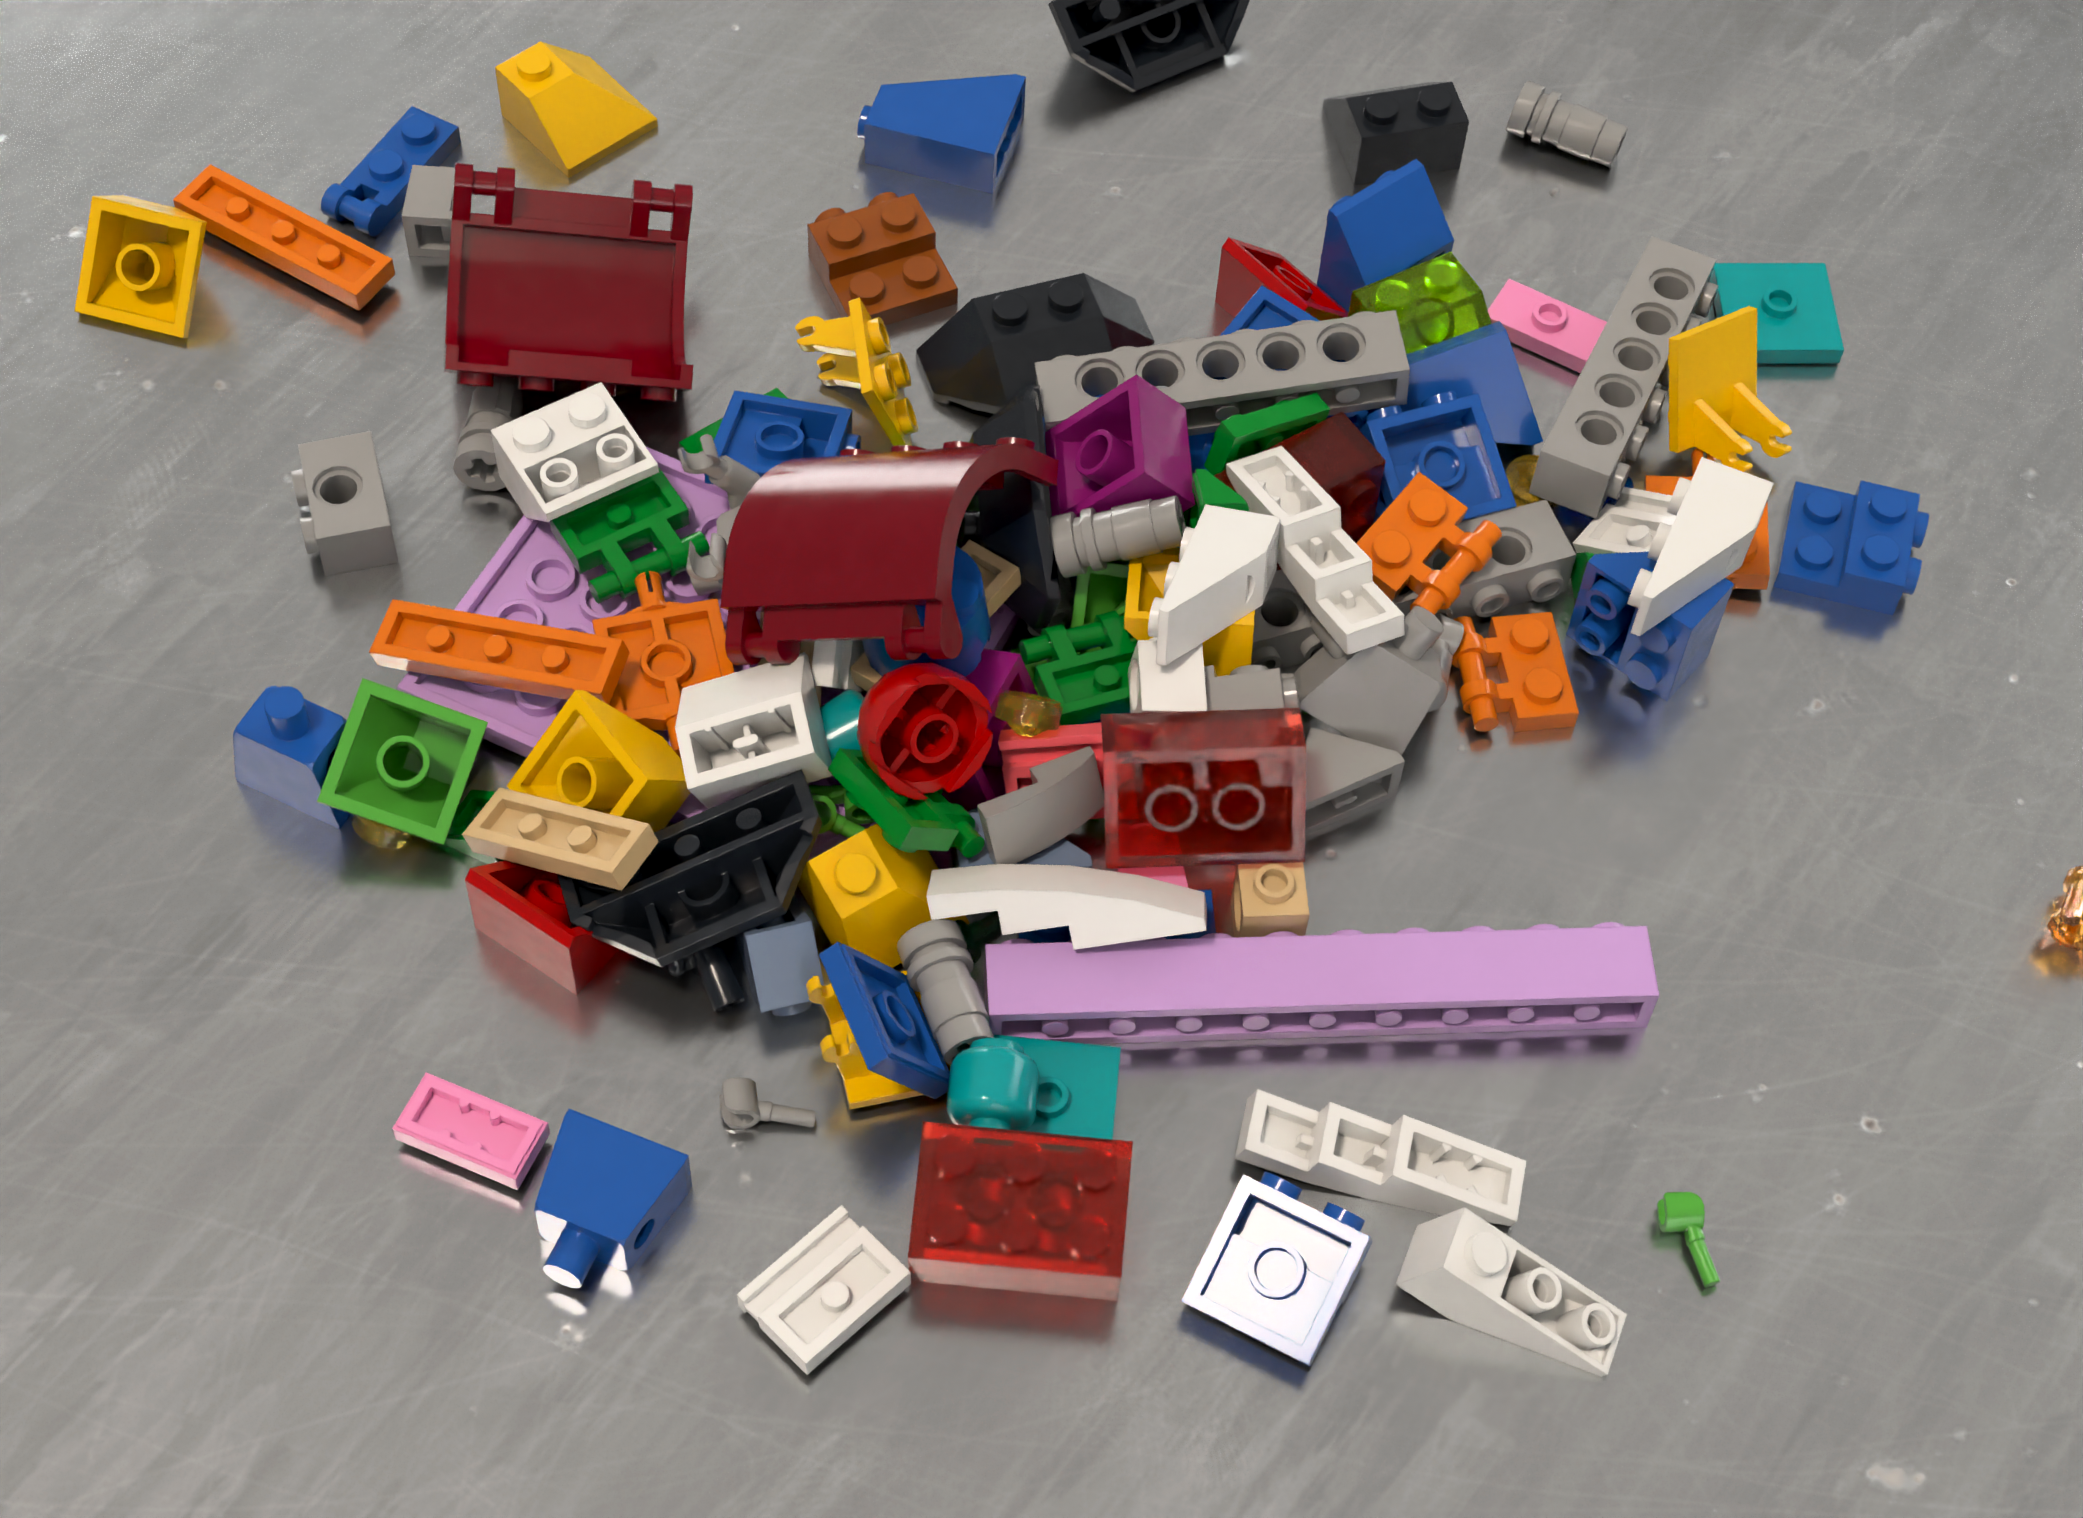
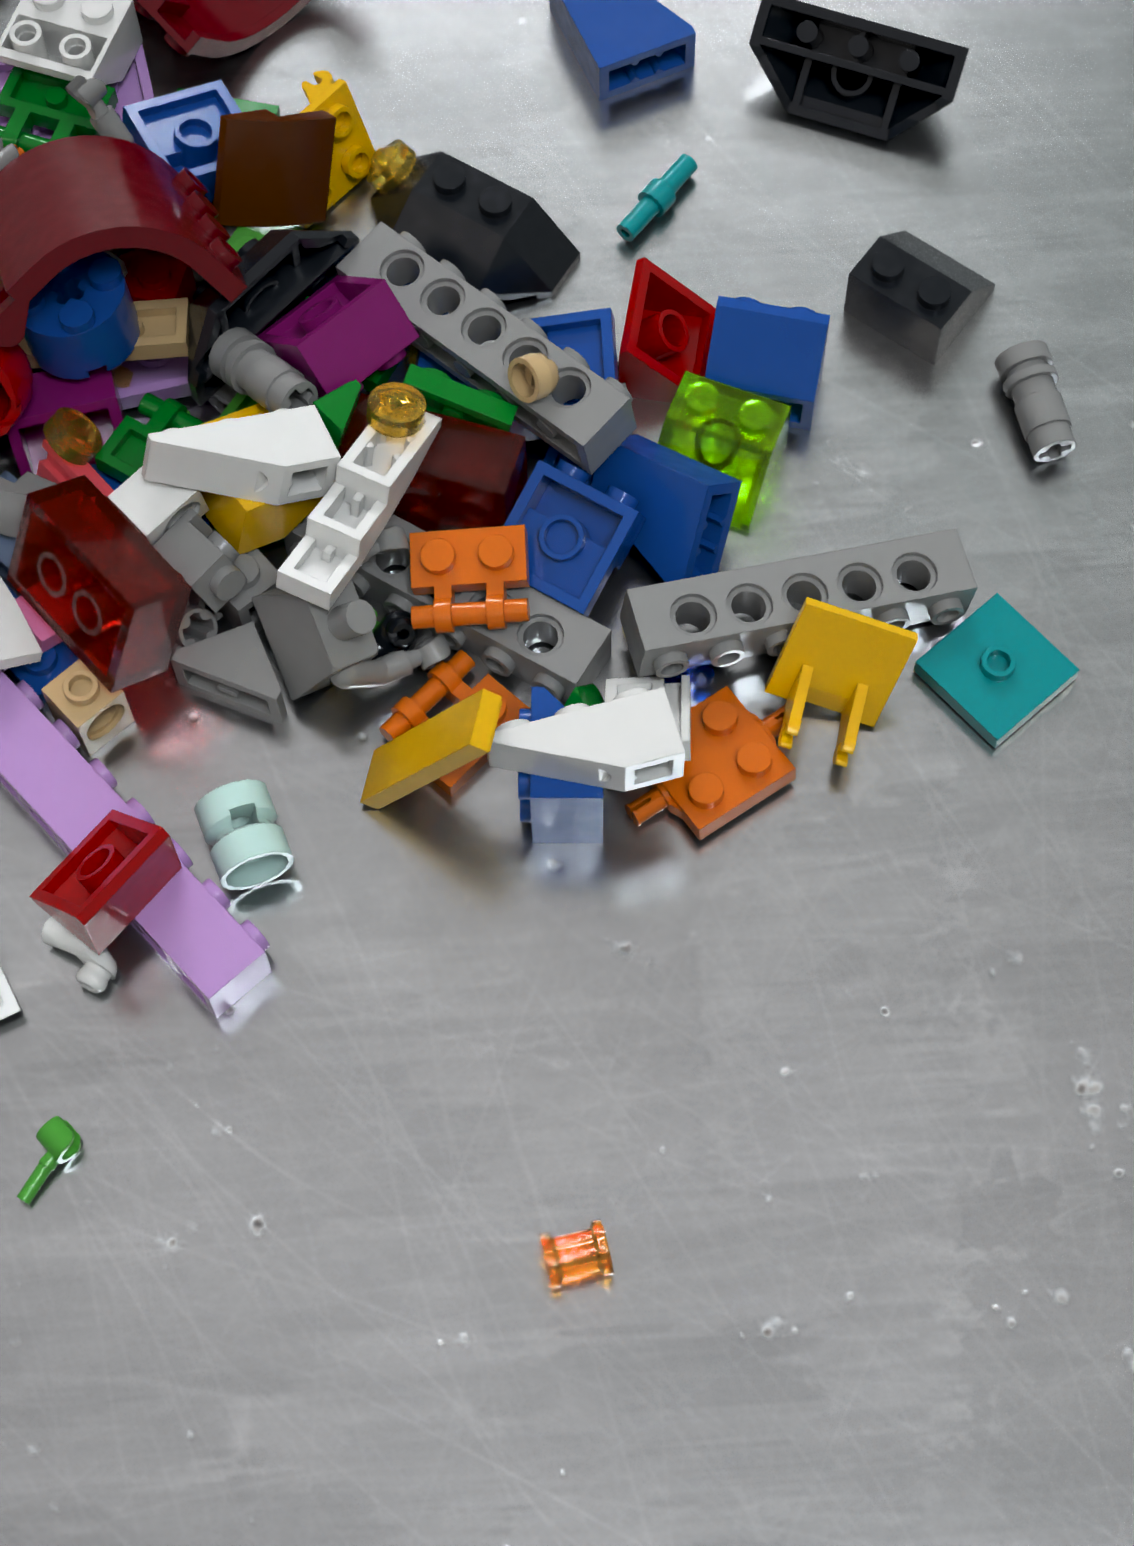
camera: 55 degrees right, 10 degrees up
(883, 258) = (453, 81): dark orange plate -> none
(888, 394) = (273, 168): none -> reddish brown slope
(931, 350) = (391, 165): none -> clear yellow tile
(1136, 216) = (656, 197): none -> teal bar
(1257, 460) = (396, 409): none -> clear yellow tile
(1306, 355) = (532, 376): none -> tan hinge
(1492, 979) = (108, 878): none -> red slope
(1505, 877) = (243, 833): none -> light aqua wheel
(1508, 1068) = (96, 968): none -> white arm
(1546, 325) = (817, 512): bright pink plate -> none
(1582, 668) = (432, 749): none -> yellow tile
(1852, 545) = (797, 870): blue plate -> none

